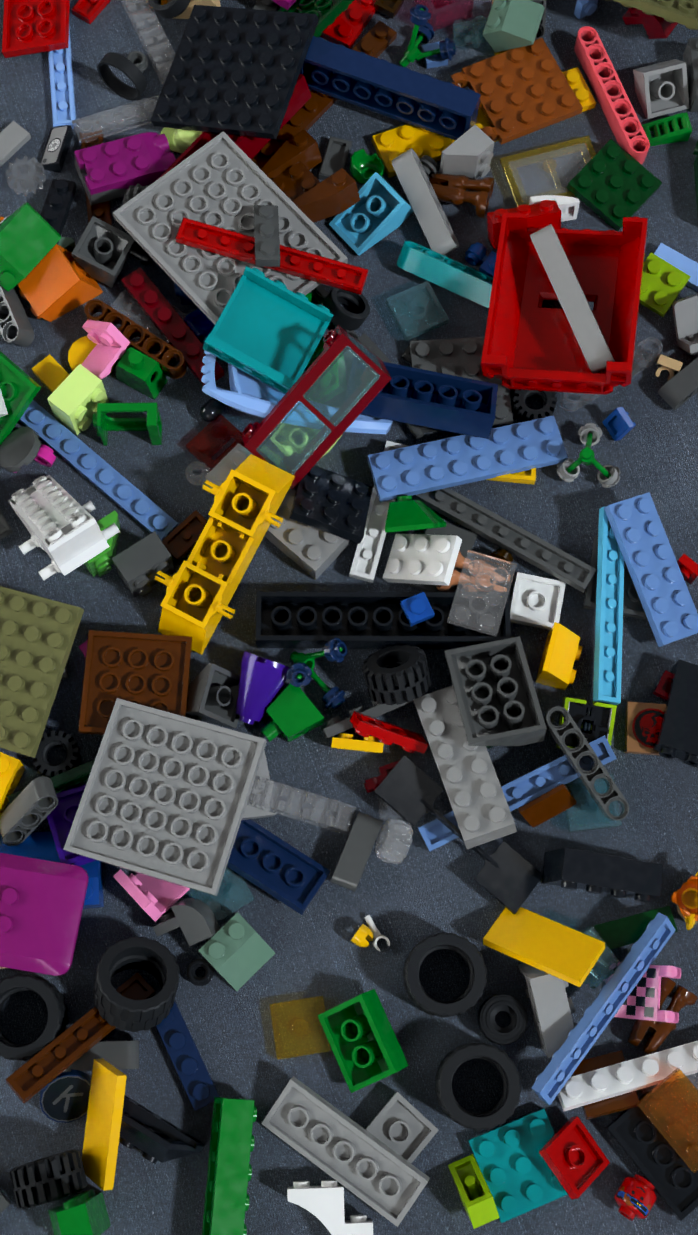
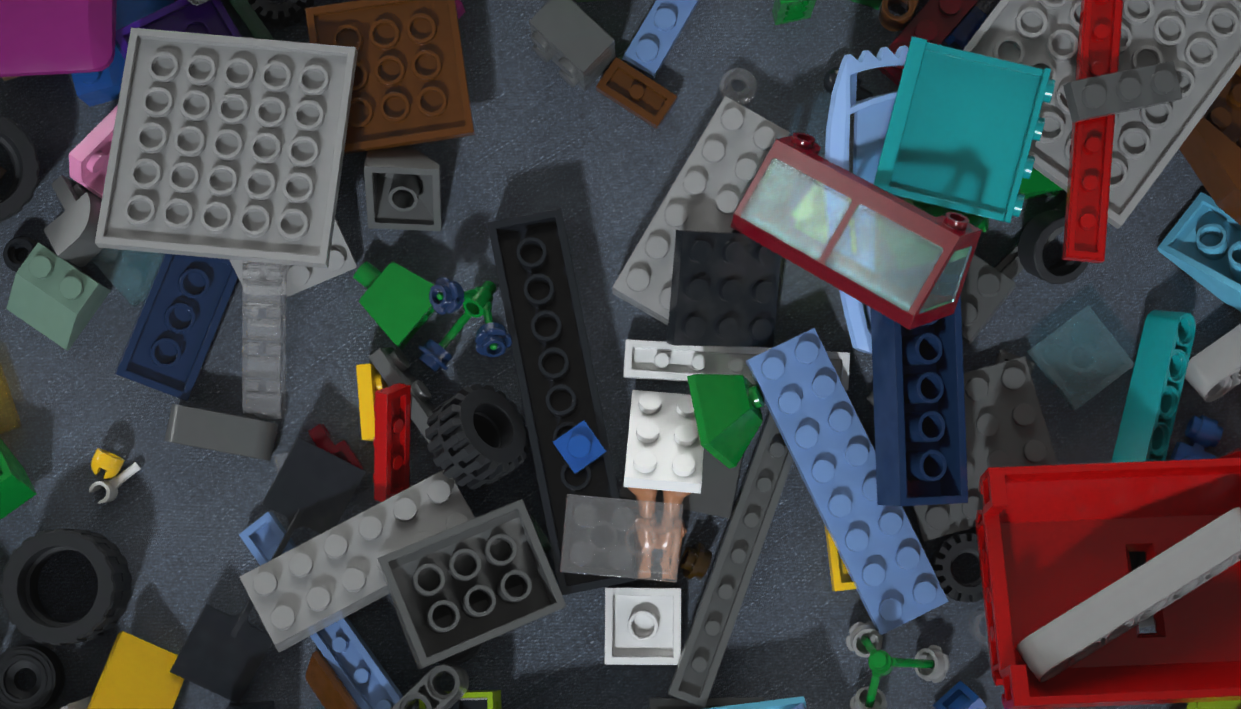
camera: 85 degrees right, 10 degrees up
(212, 439) = (794, 94): clear red plate -> none
(236, 526) = (614, 148): yellow piece -> none
(258, 686) = (431, 244): dark purple cone -> none
(394, 841) = (239, 480): clear gear -> none
(558, 658) = (556, 674): yellow slope -> none

